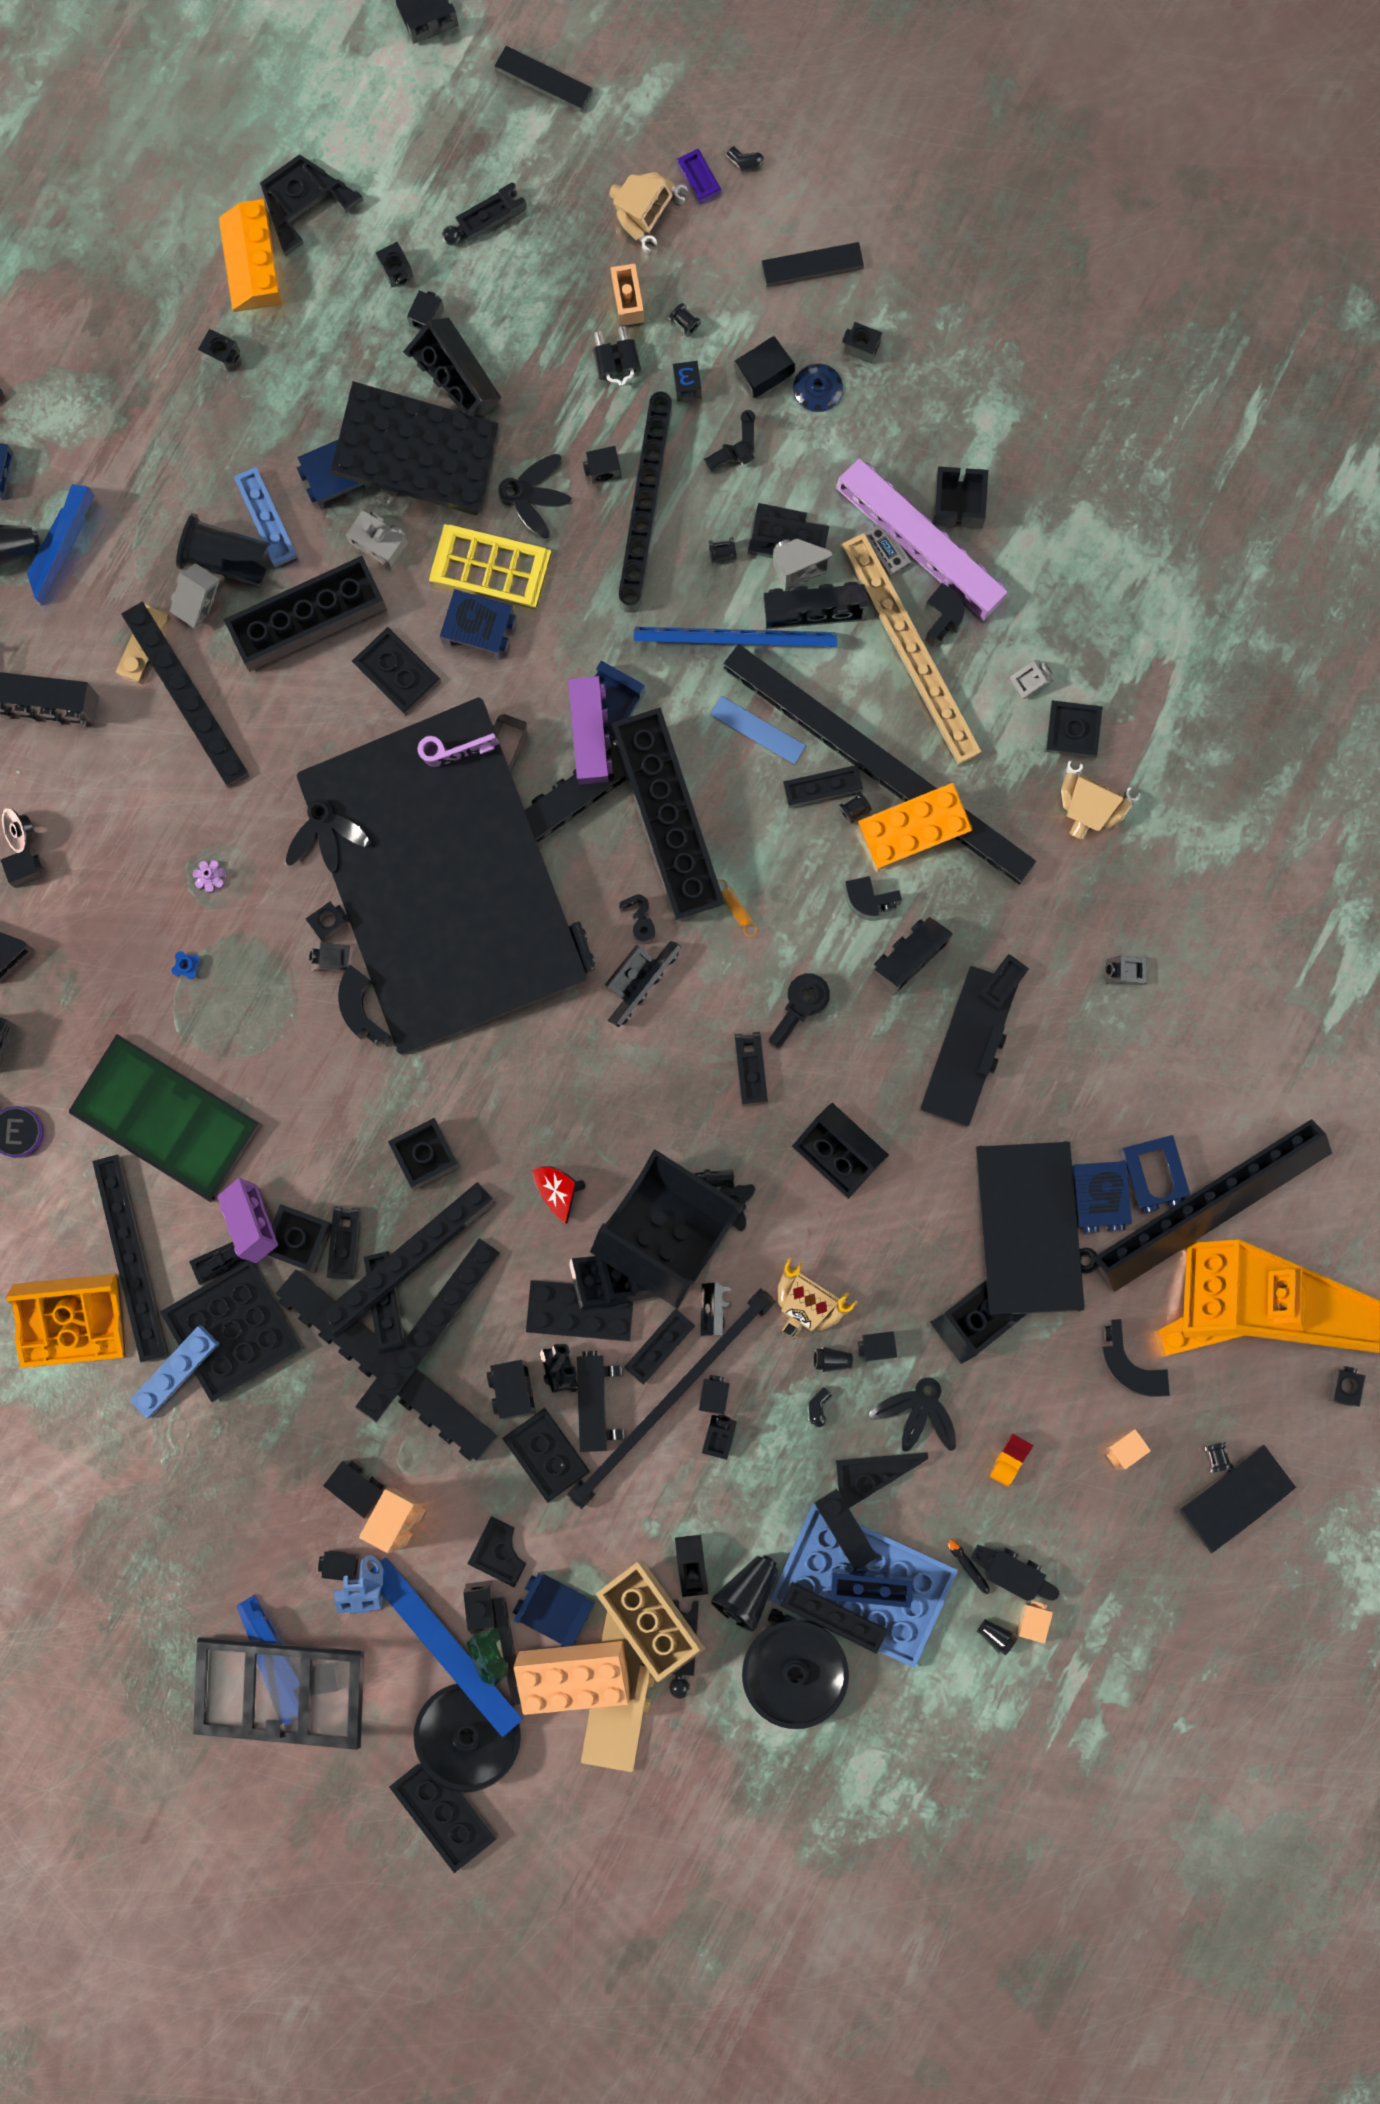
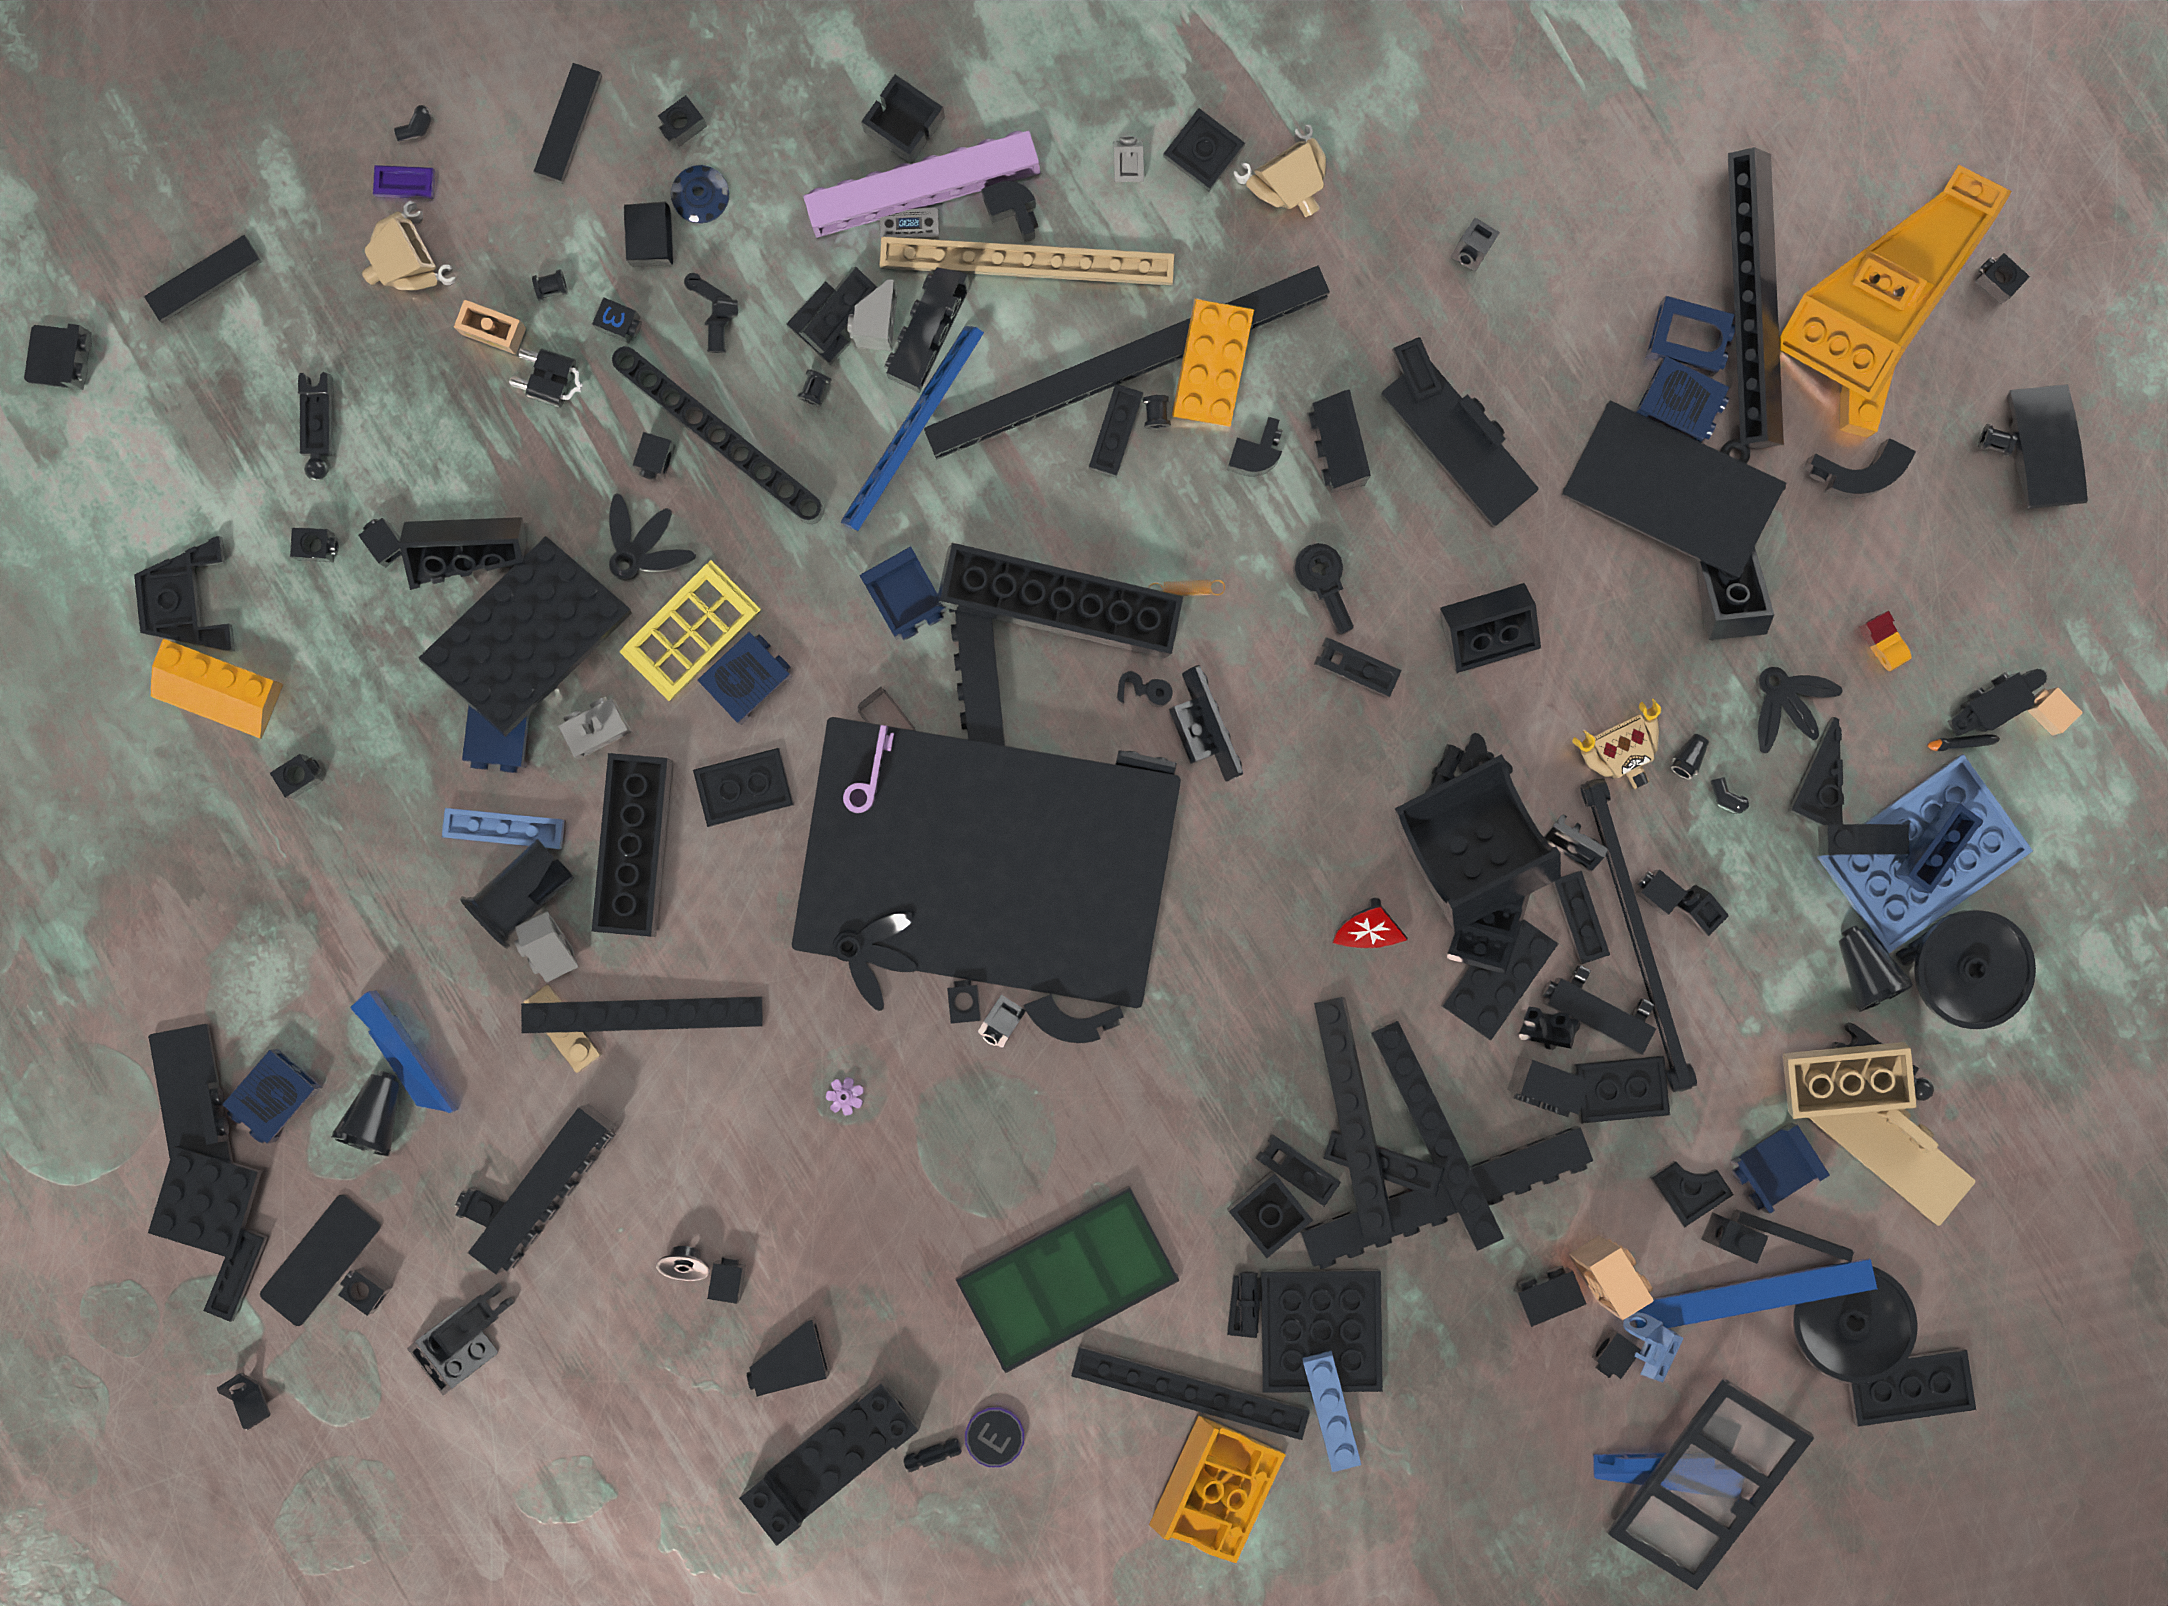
camera: 65 degrees left, 5 degrees up
(179, 969) = (933, 1171): blue plate -> none
(247, 1220) = (1226, 1254): medium lavender brick -> none
(424, 1154) = (1258, 1040): black brick -> none
(486, 1657) = (1792, 1259): clear green leg -> none
(572, 1677) = (1859, 1187): light nougat brick -> none
(588, 730) = (926, 628): medium lavender brick -> none
(691, 1565) = (1811, 1009): black slope -> none
(758, 730) = (1018, 461): medium blue sticker -> none
(834, 1617) = (1943, 901): black tile -> none
(877, 1346) = (1704, 704): black brick -> none
(998, 1637) = (2049, 753): black cone -> none
(1127, 1449) = (1941, 523): light nougat brick -> none

